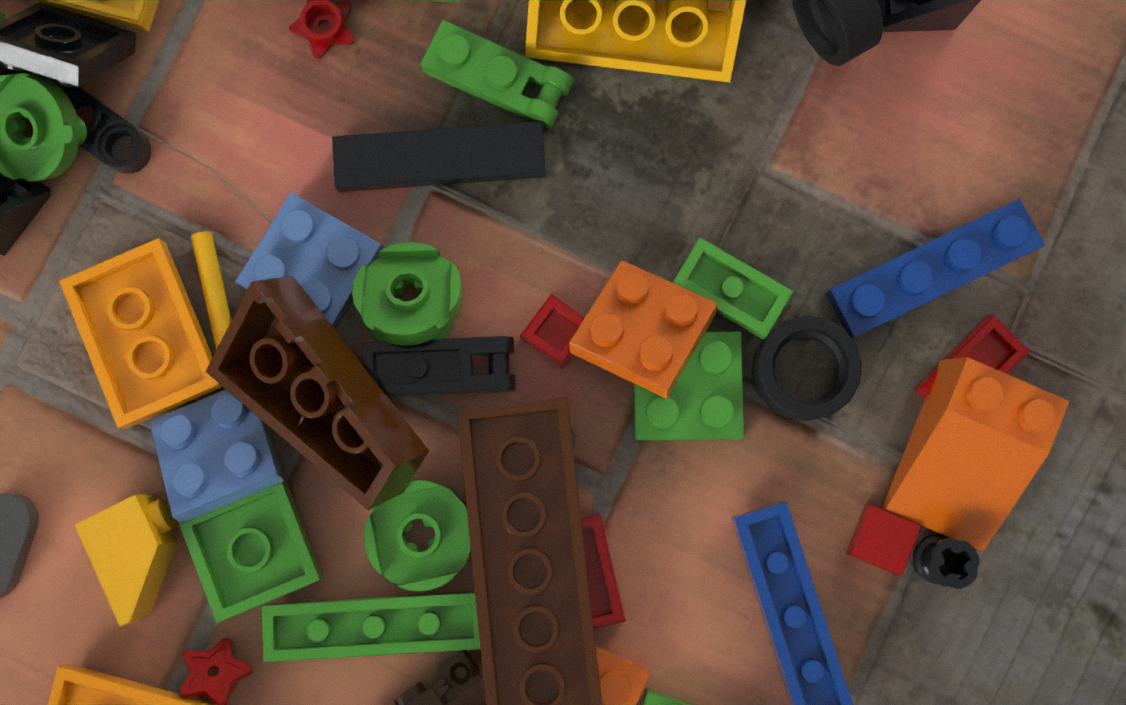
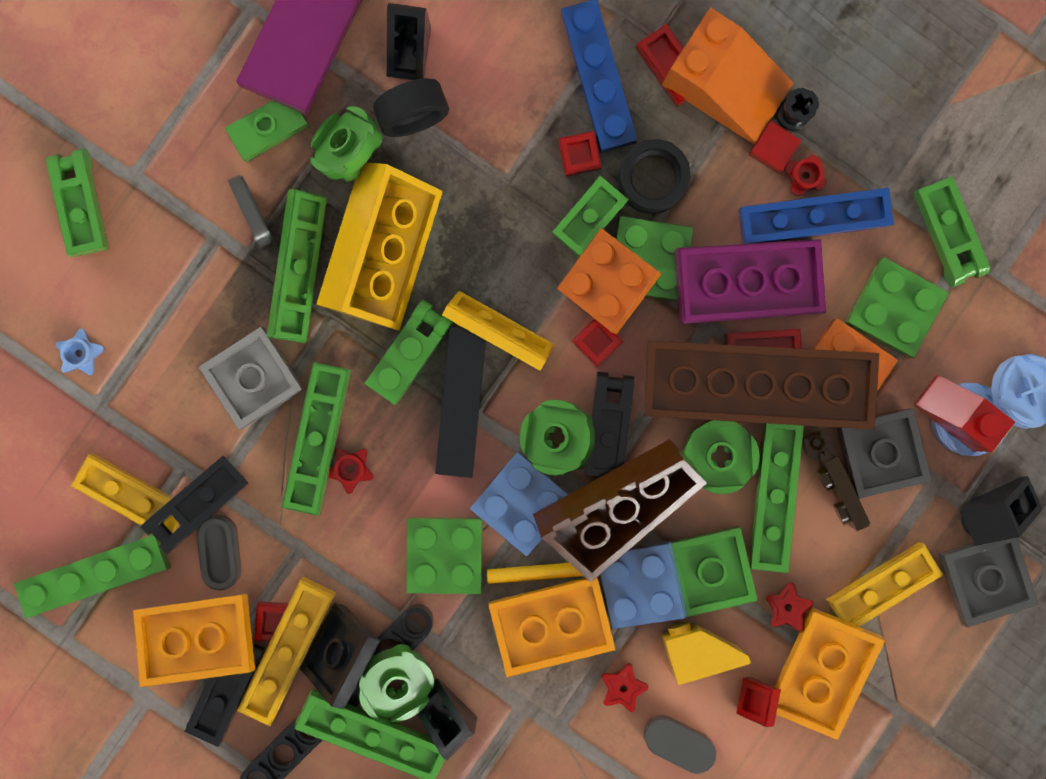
camera: 80 degrees left, 5 degrees up
(70, 650) = (758, 701): none -> red tile
(82, 454) = (616, 680): none -> red plate
(221, 170) = (444, 555): none -> bright green plate
(547, 187) = (498, 330): none -> yellow tile
(681, 535) = (750, 281): none -> magenta tile
(818, 261) = (579, 153): none -> red tile
(867, 595) = (810, 165): none -> red plate

